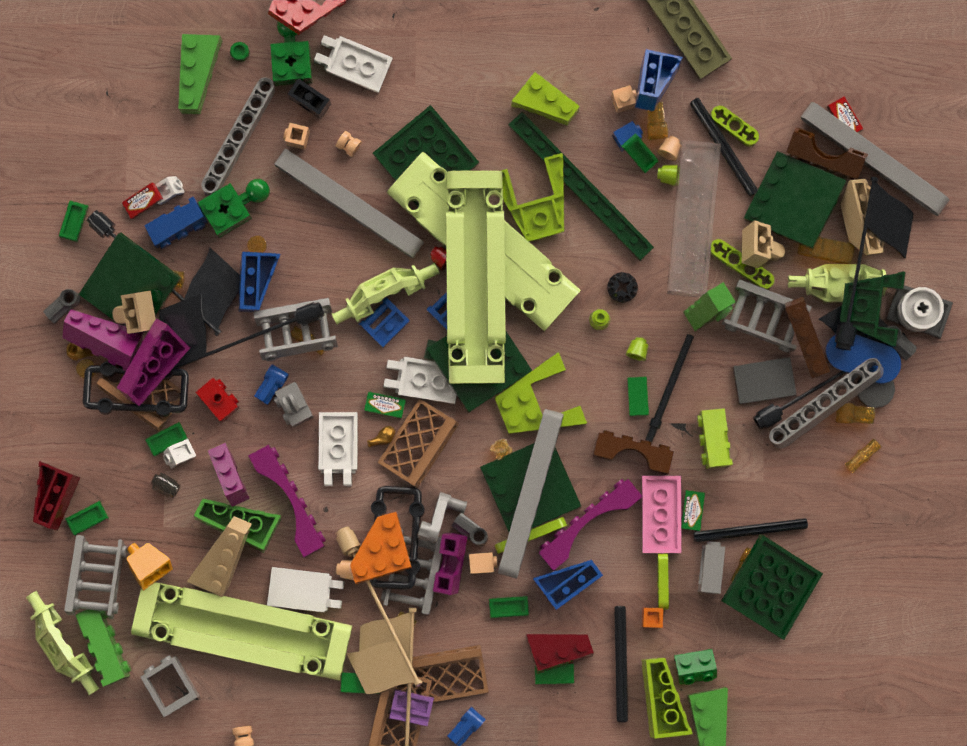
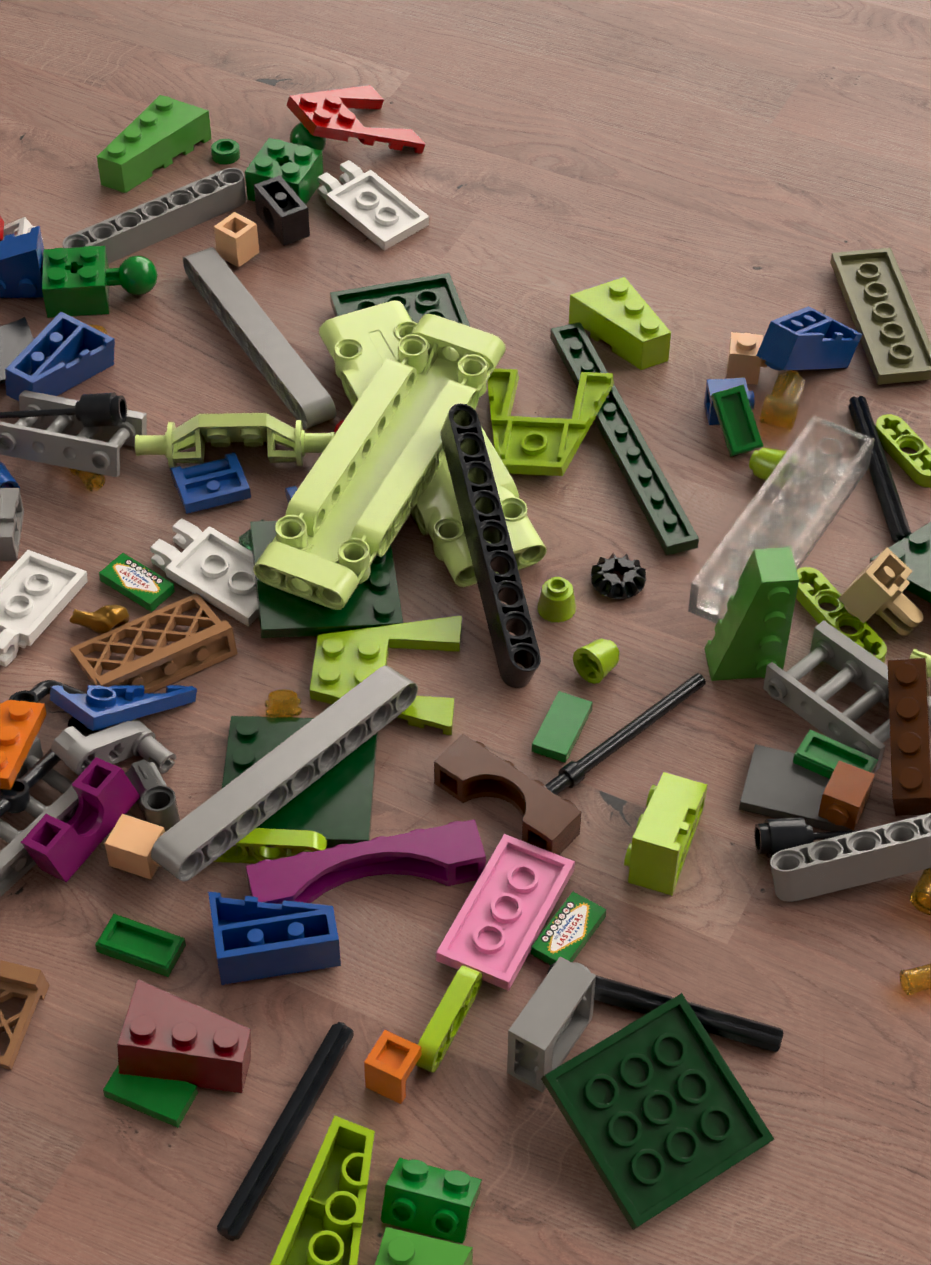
camera: 25 degrees right, 35 degrees down
(348, 143) = (303, 275): light nougat wheel -> none
(425, 495) = (119, 703): none -> blue wing
(549, 308) = (484, 522): none -> black beam
(670, 148) = (783, 434): light nougat hat -> none
(775, 360) = (822, 754): none -> green tile
(789, 384) = (846, 795): none -> dark orange brick

